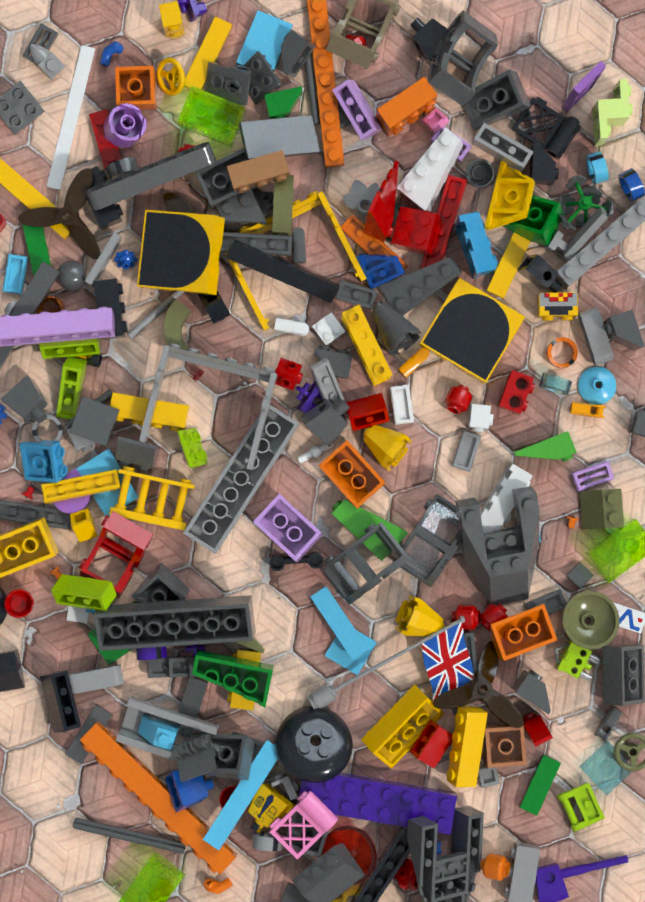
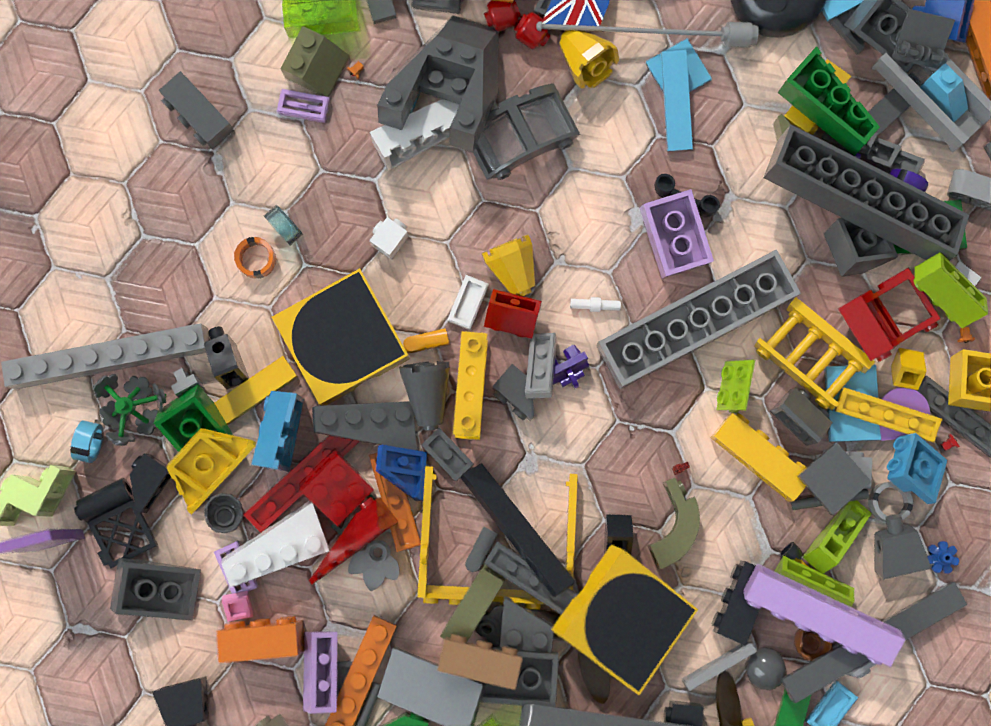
camera: 145 degrees left, 5 degrees down
(125, 259) = (692, 650): blue plant -> none
(156, 312) = (696, 566): light grey bar -> none
(211, 360) = (659, 470): light grey piece -> none
(288, 374) = (578, 407): red brick -> none
(291, 327) = (543, 460): white bar -> none
(327, 420) = (564, 328): dark grey torso -> none
(328, 329) = (501, 434): white piece -> none
(342, 579) = (644, 142): dark grey window -> none
(352, 474) = (569, 253): orange slope -> none
(358, 519) = (582, 181): bright green slope -> none
(444, 81) = (177, 679): dark grey window -> none
(458, 399) = (401, 270): red head -> none
(466, 451) = (426, 210): light grey tile -> none
(502, 147) = (179, 527): light grey brick -> none
(510, 390) = (336, 246): red brick -> none
(553, 448) = (328, 158): bright green slope -> none
(557, 305) = (228, 312): brick -> none
(584, 409) = (266, 181): light orange bar -> none
(585, 232) = (144, 373): light grey tile -> none
(587, 387) = (246, 209): medium azure dish -> none
(595, 336) = (206, 254): light grey beam -> none
(624, 330) = (168, 240): dark grey slope -> none
(631, 184) = (60, 399): blue piece -> none

